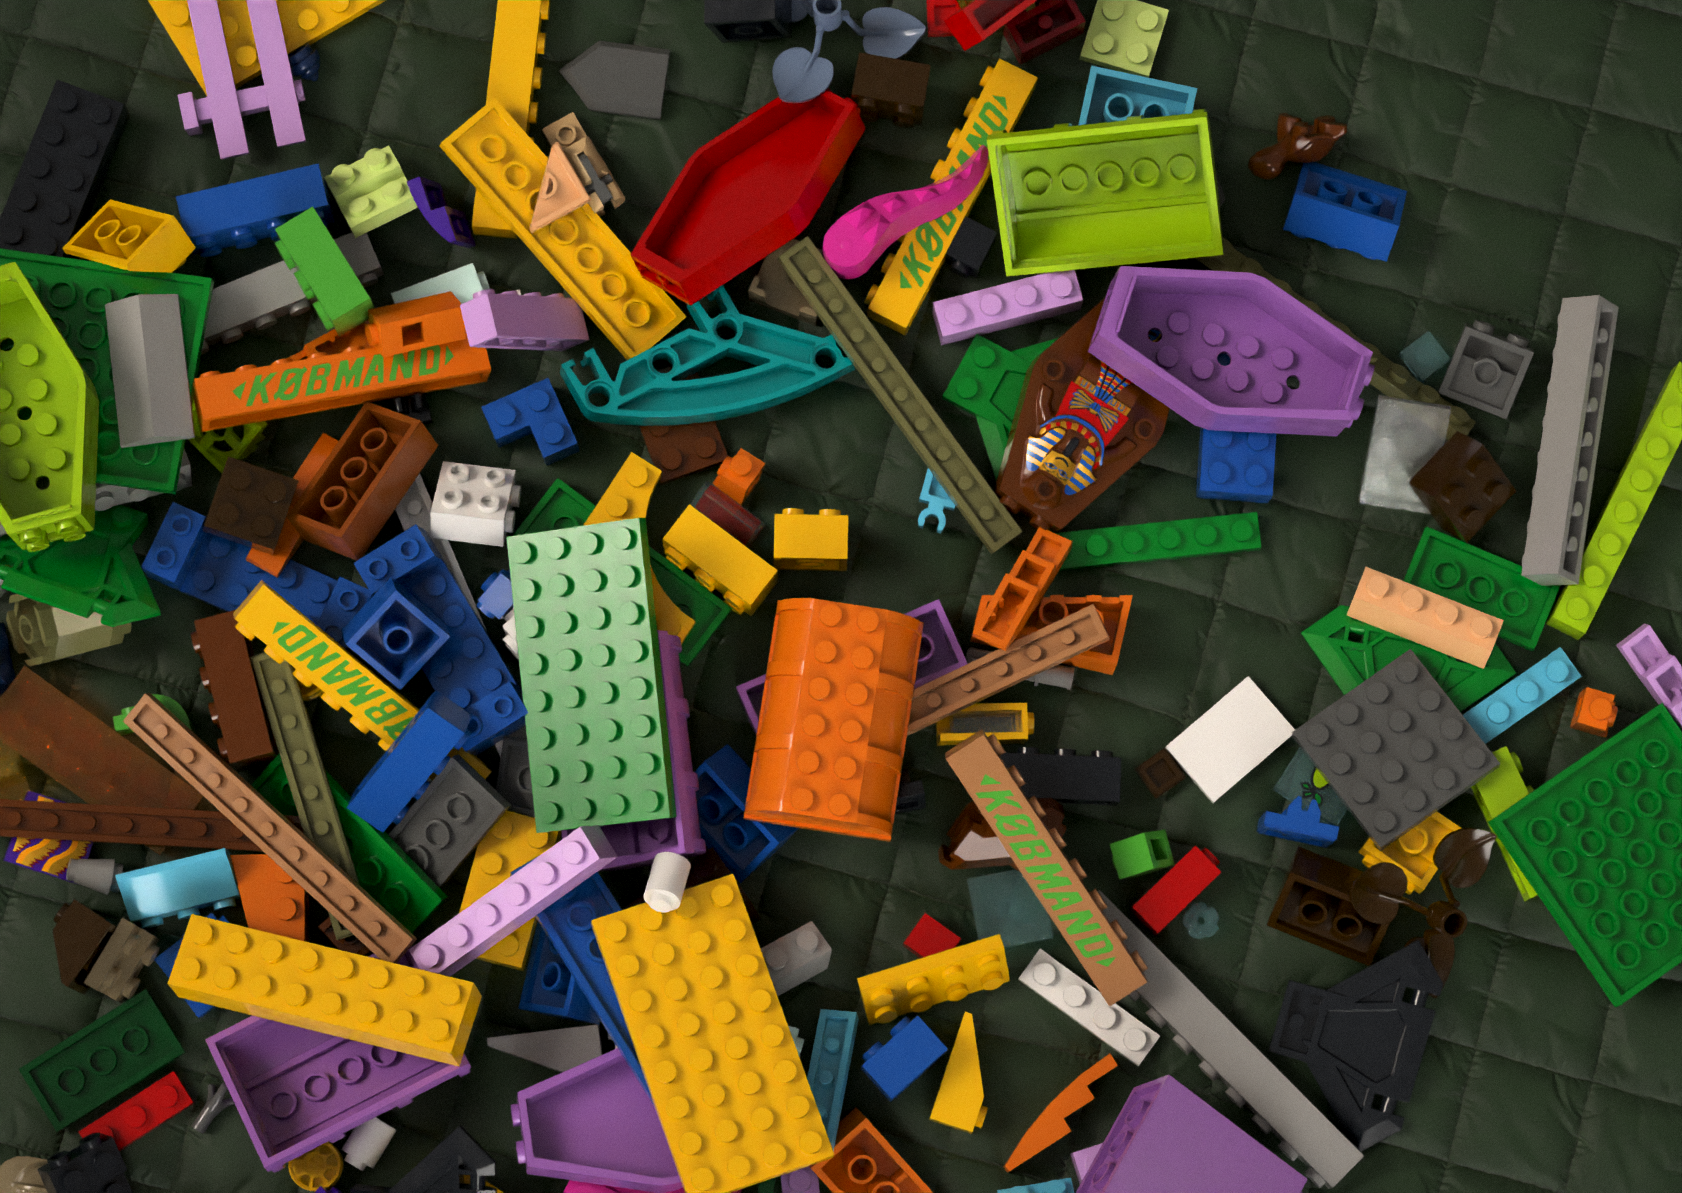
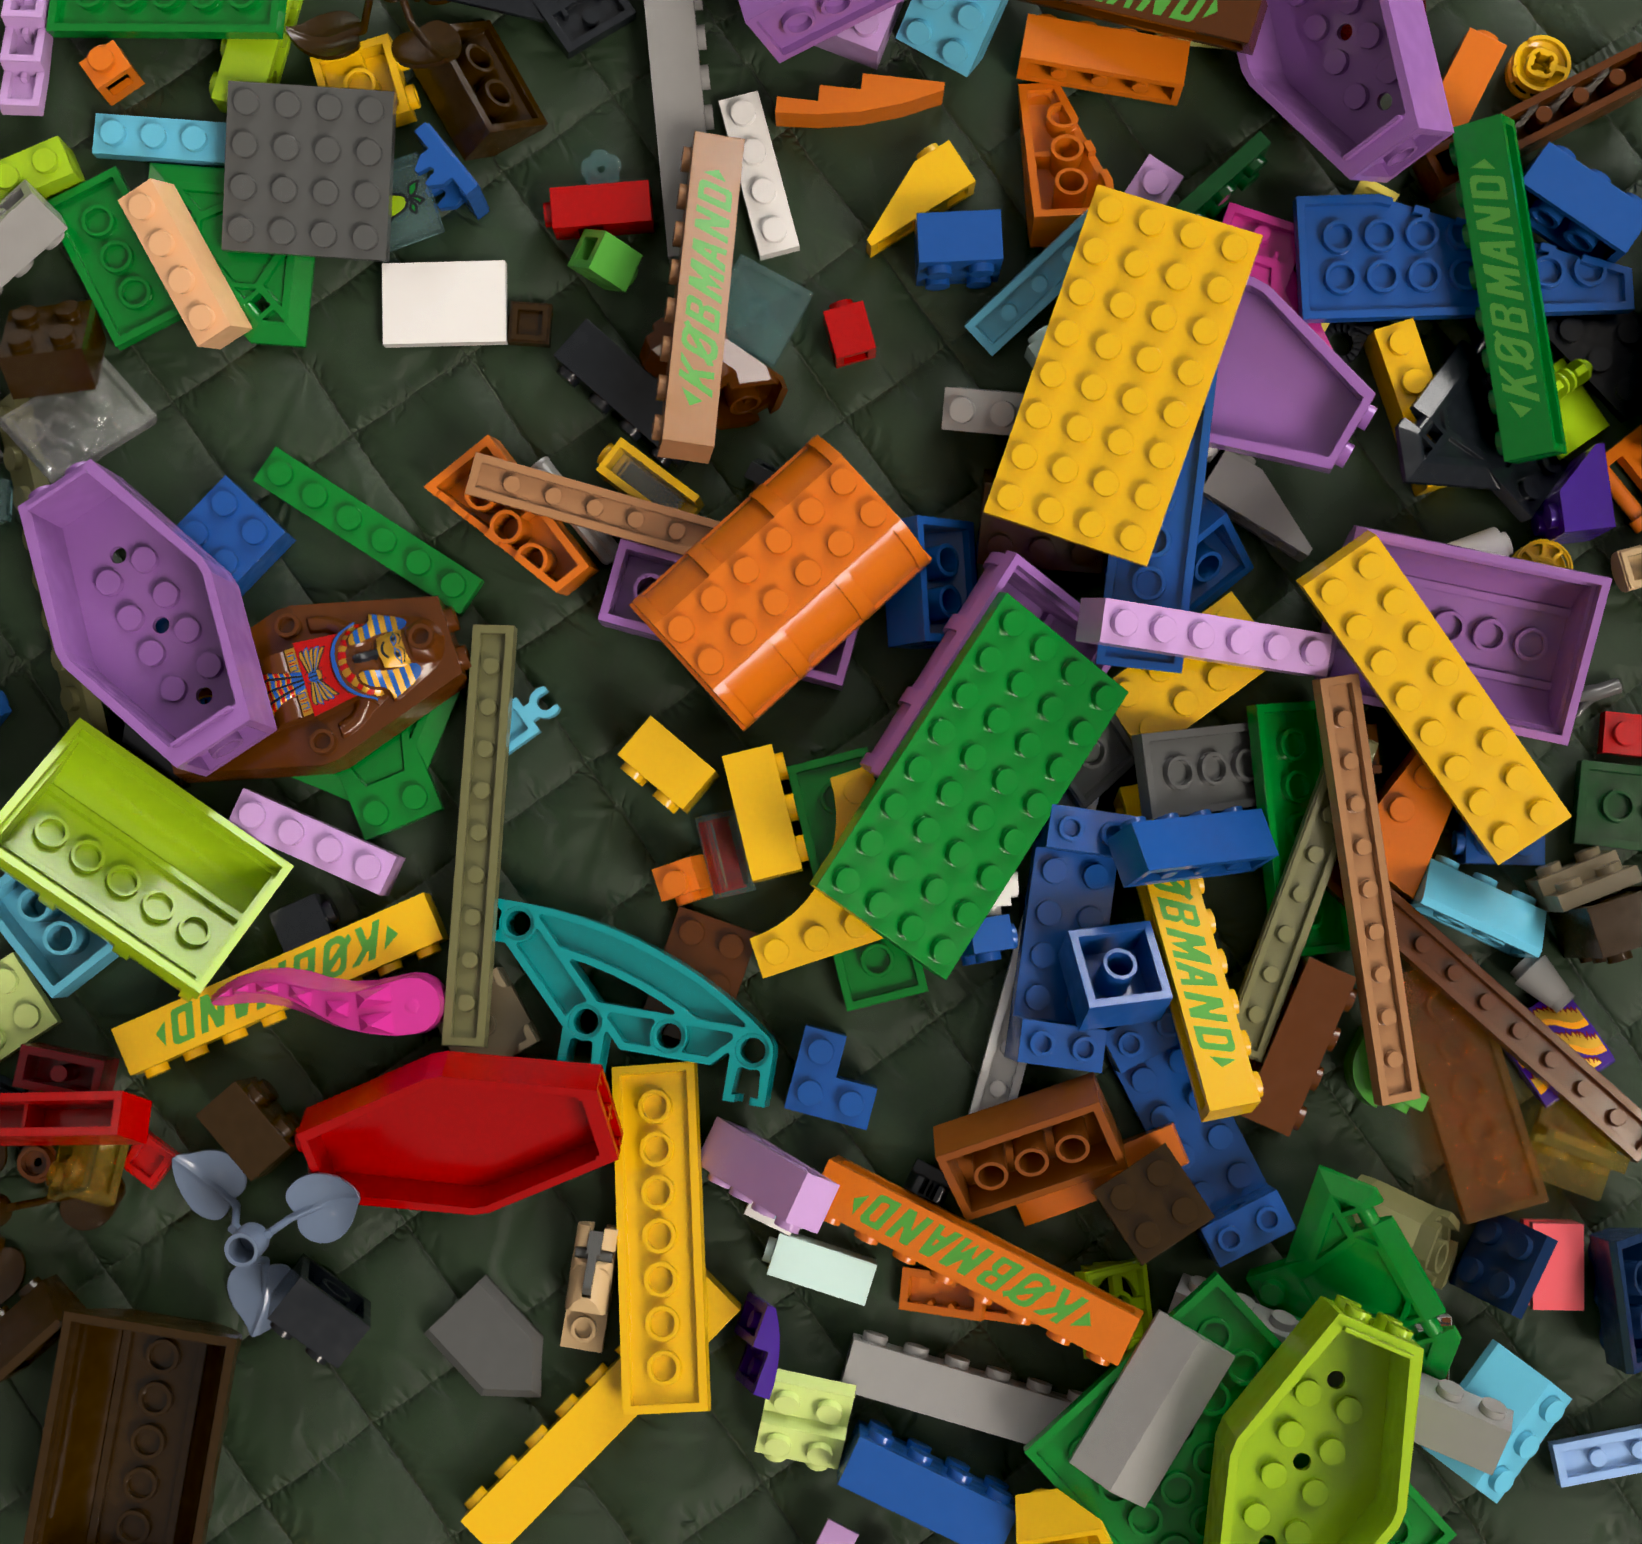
camera: 135 degrees left, 5 degrees up
(323, 272) = (915, 1374): bright green brick -> none
(415, 324) = (867, 1255): orange brick -> none
(474, 504) = (943, 1044): white brick -> none
(559, 191) = (633, 1275): light nougat tile -> none
(666, 881) = (1053, 542): white brick -> none
(934, 980) = (863, 289): yellow plate -> none
(1022, 589) = (516, 564): orange slope -> none

